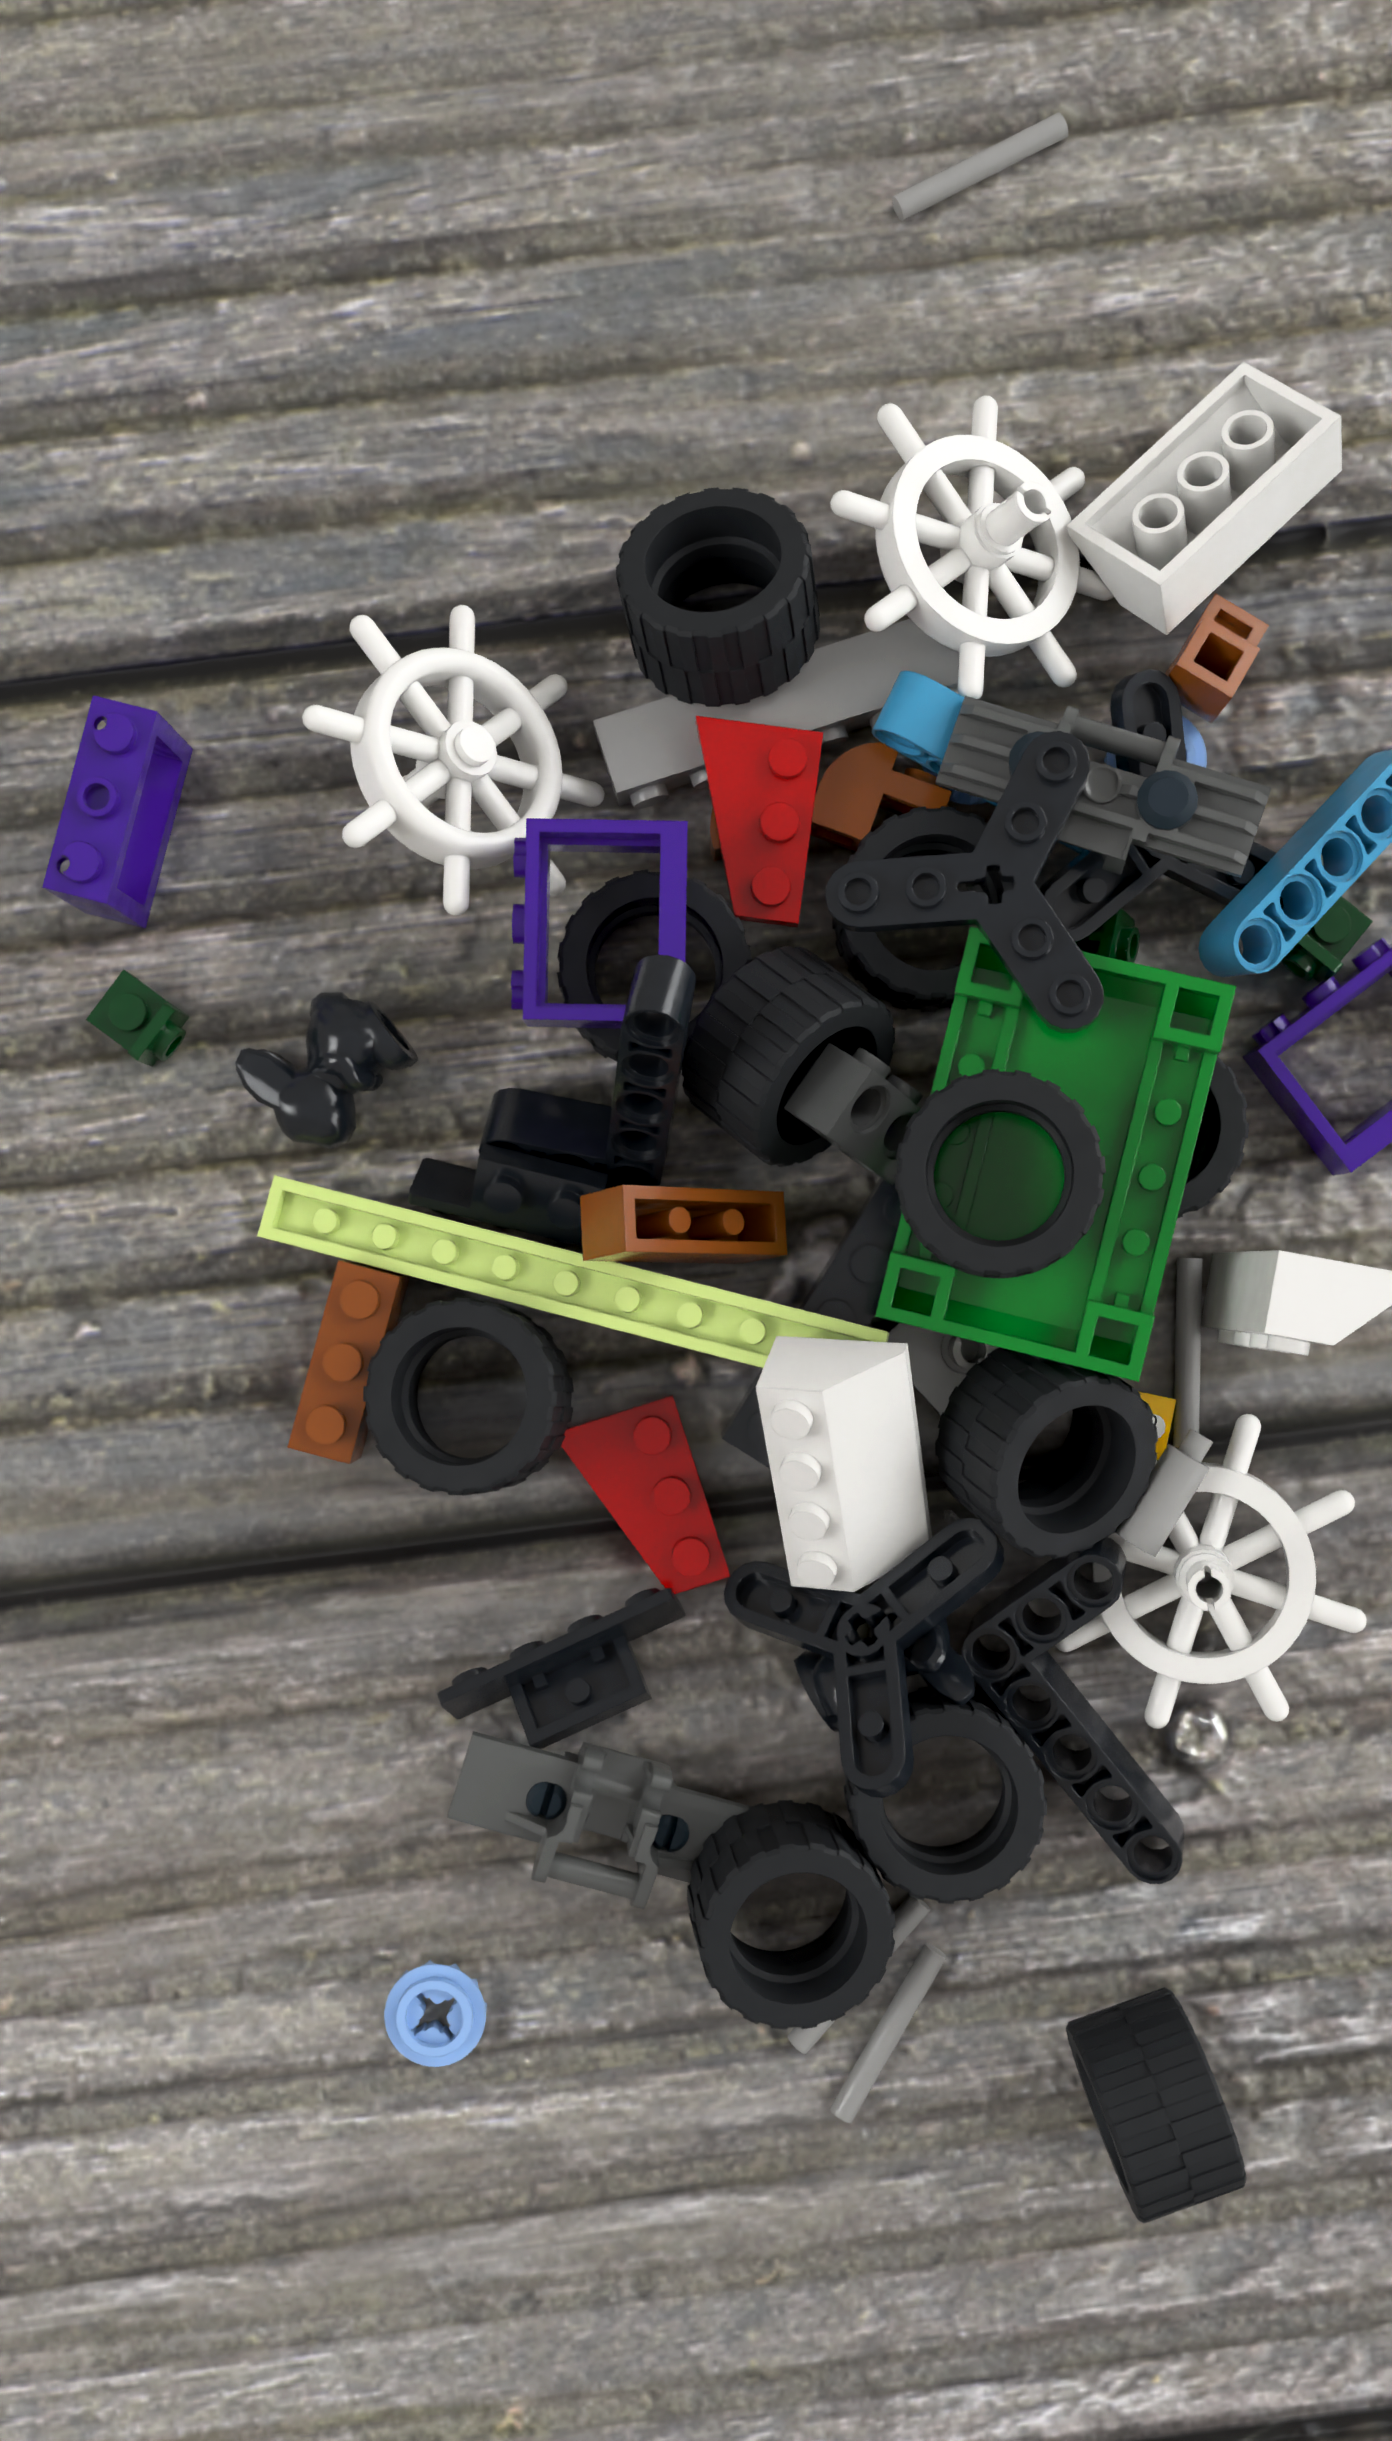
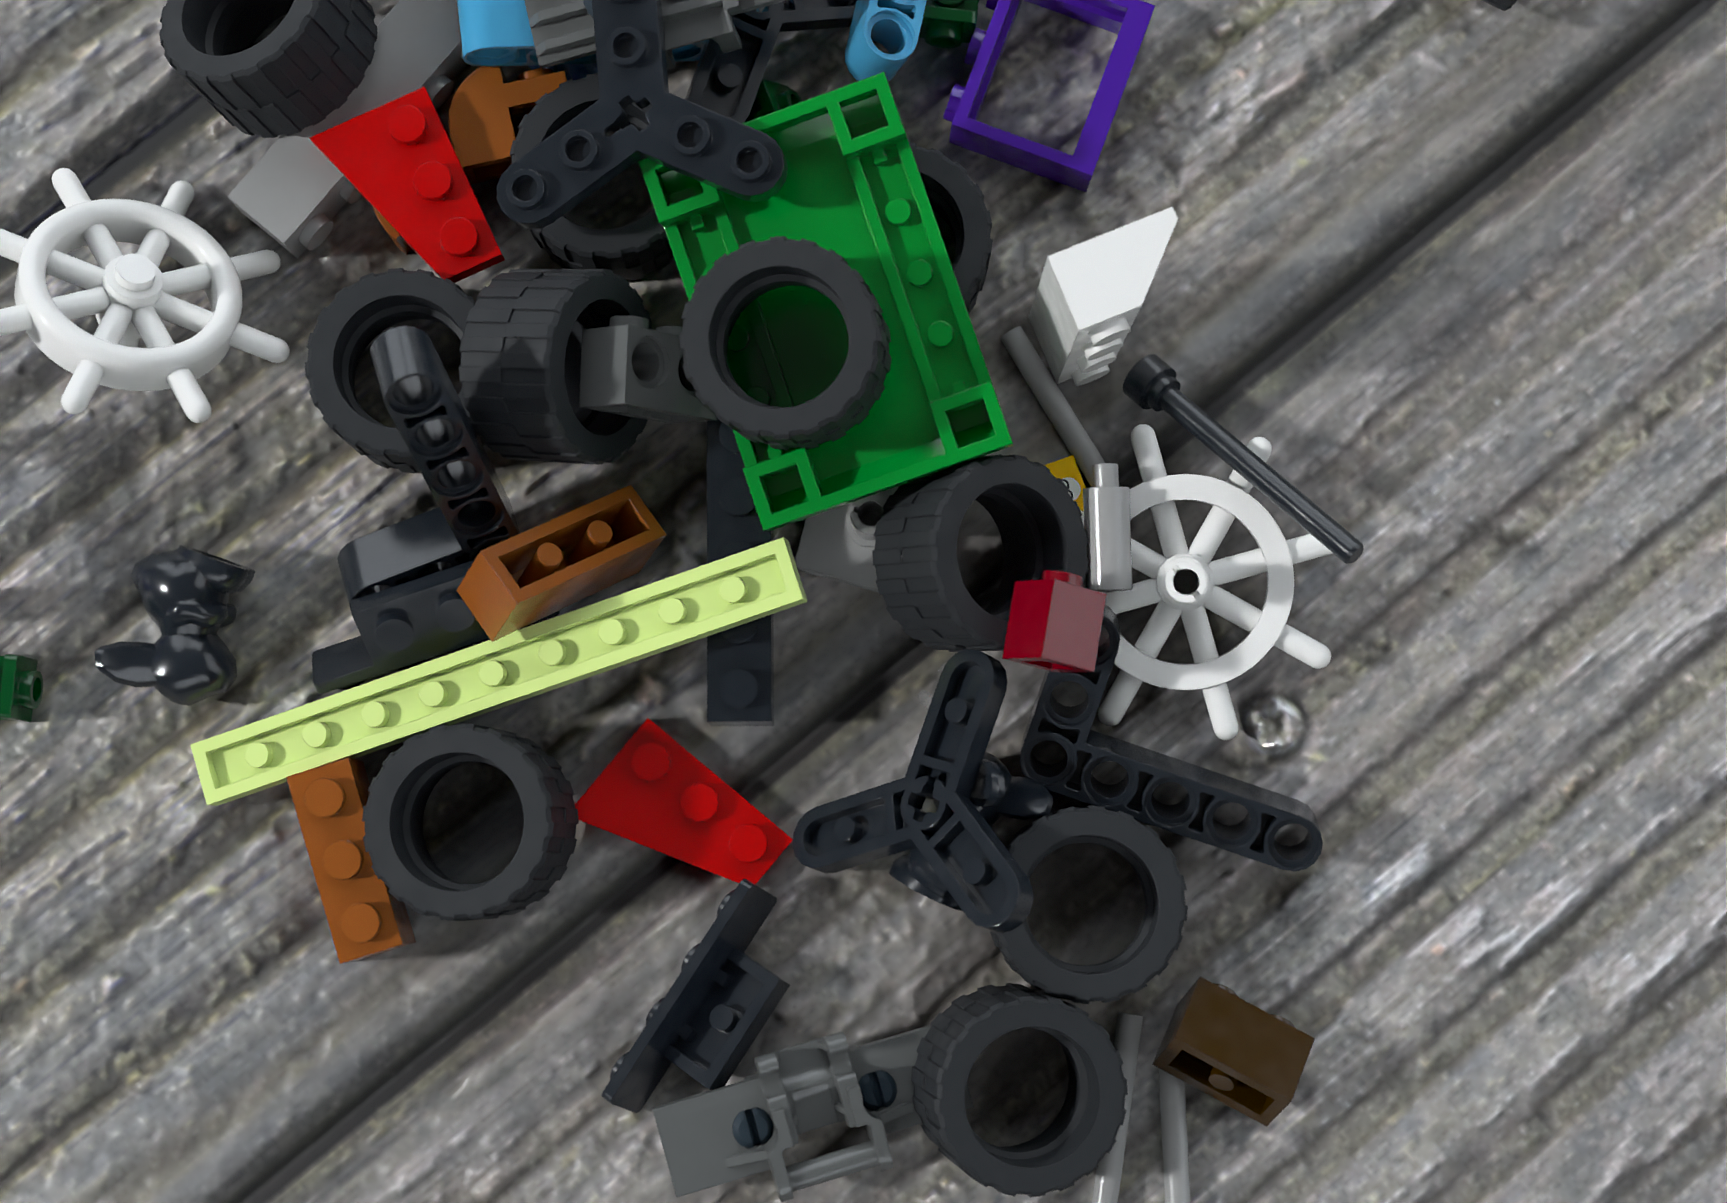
camera: 30 degrees left, 5 degrees down
(531, 919) = (270, 385): dark purple window -> none
(843, 1458) = (814, 667): white slope -> none
(989, 1993) = (1234, 1051): none -> dark brown brick
(1074, 1555) = (1055, 623): none -> dark red brick
(1156, 2105) = (1427, 1047): black tyre -> none
(1285, 1387) = (1154, 386): none -> black piece

